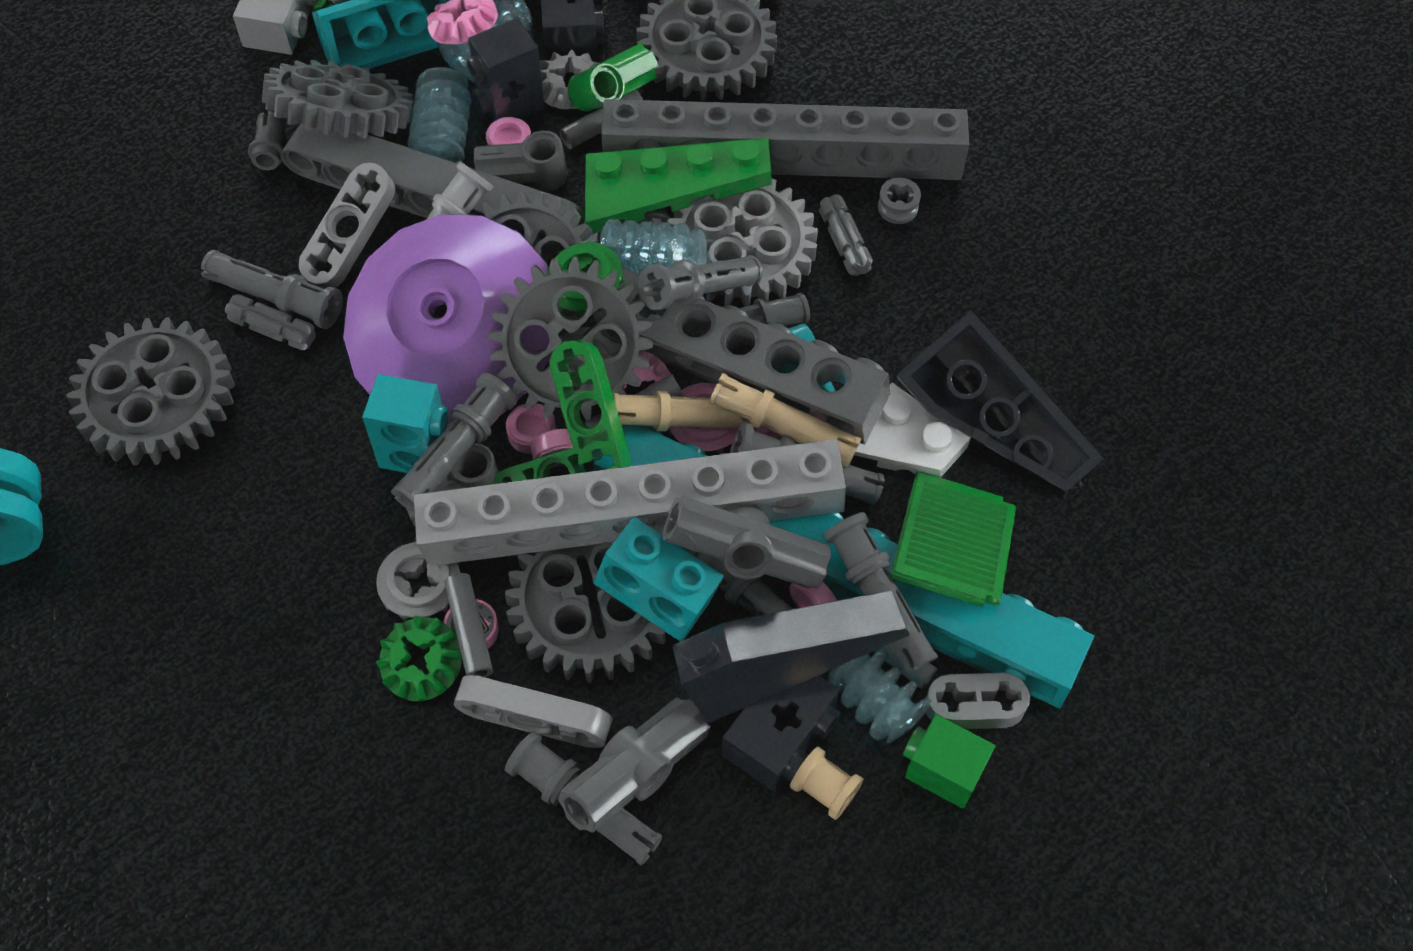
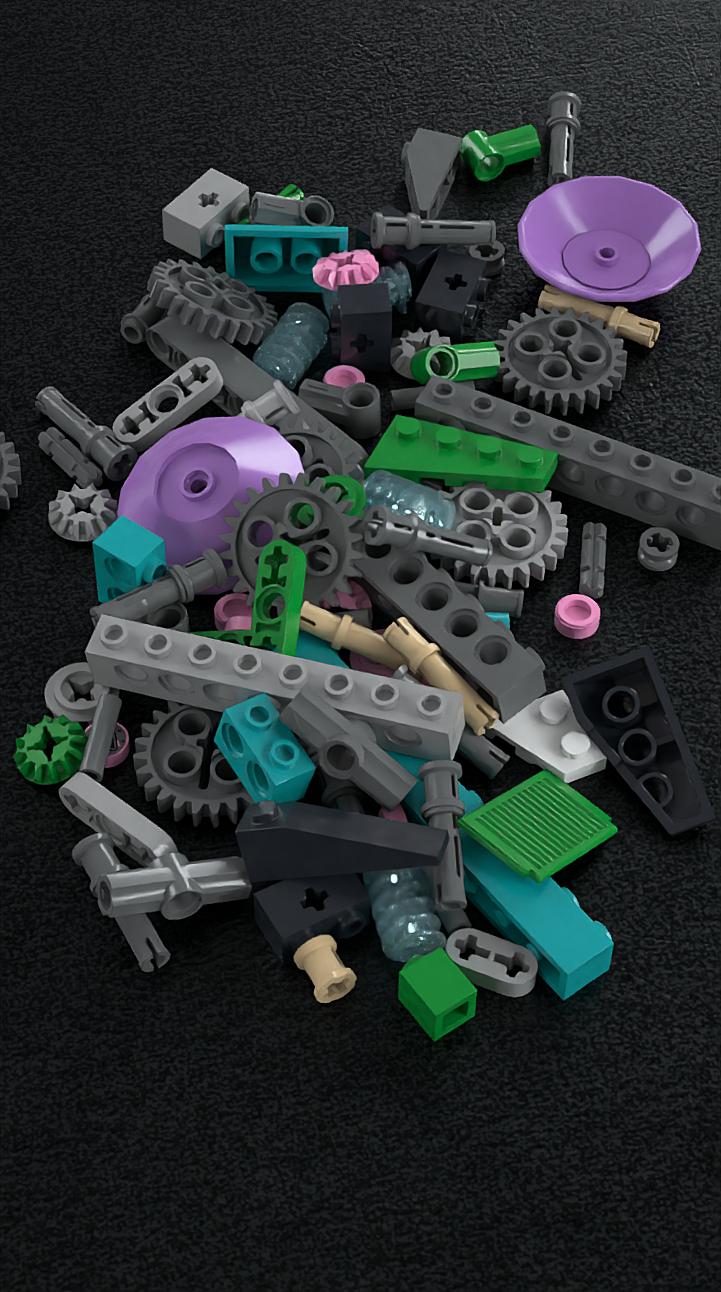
camera: 25 degrees right, 10 degrees down
(320, 392) = (82, 526): none -> light grey gear
(860, 299) = (577, 616): none -> bright pink tile

